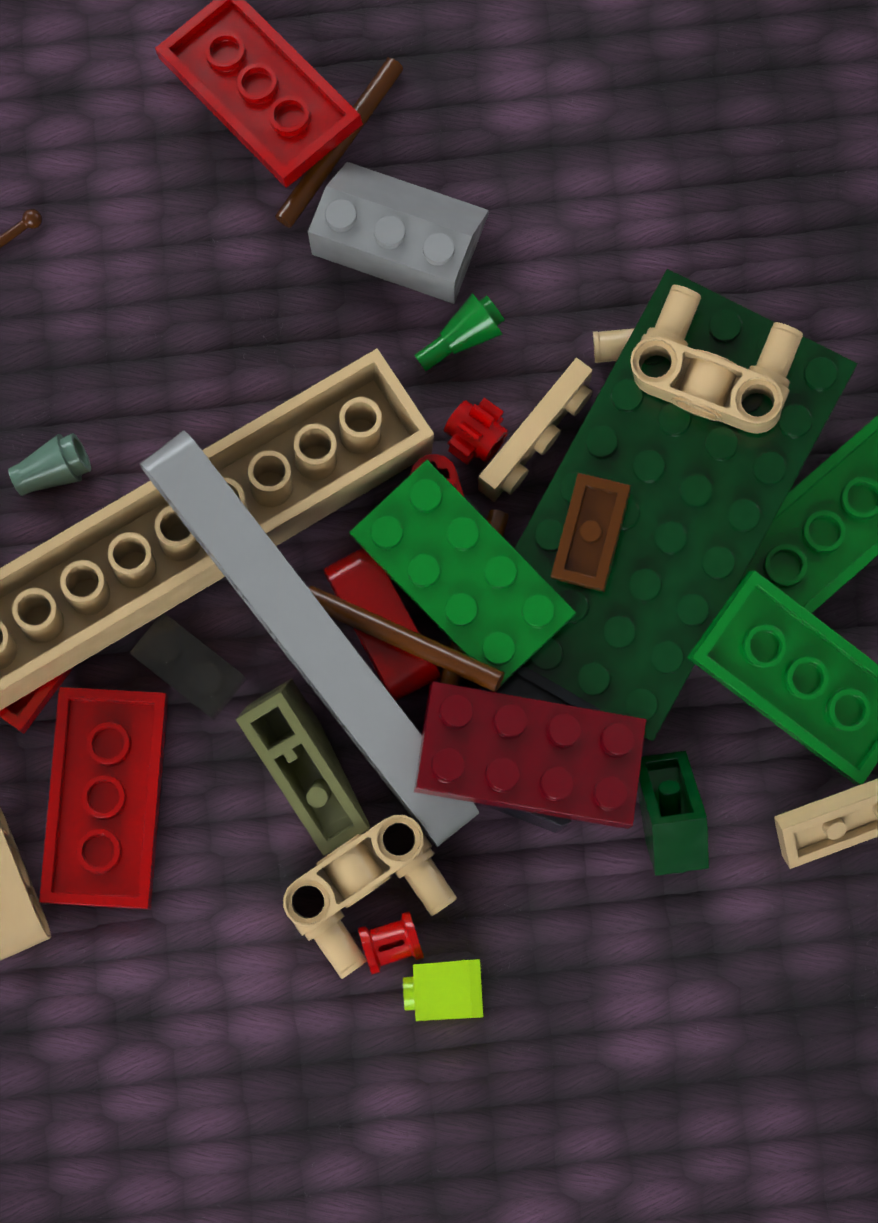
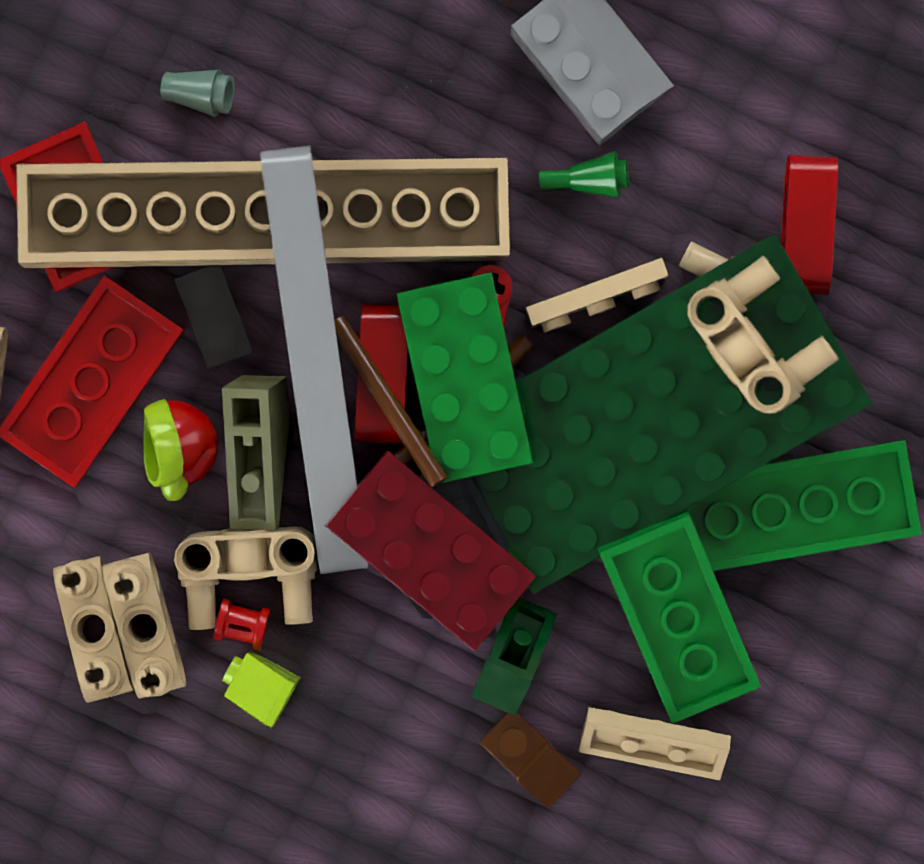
camera: 30 degrees right, 10 degrees up
(218, 1008) = (101, 664): none -> tan piece
(225, 806) = (177, 446): none -> piece
(325, 1033) = (154, 660): none -> tan piece
(475, 431) = (548, 266): red gear -> none
(591, 532) = (582, 408): reddish brown plate -> none
(684, 242) = (810, 218): none -> red beam
(747, 903) = (530, 758): none -> reddish brown slope

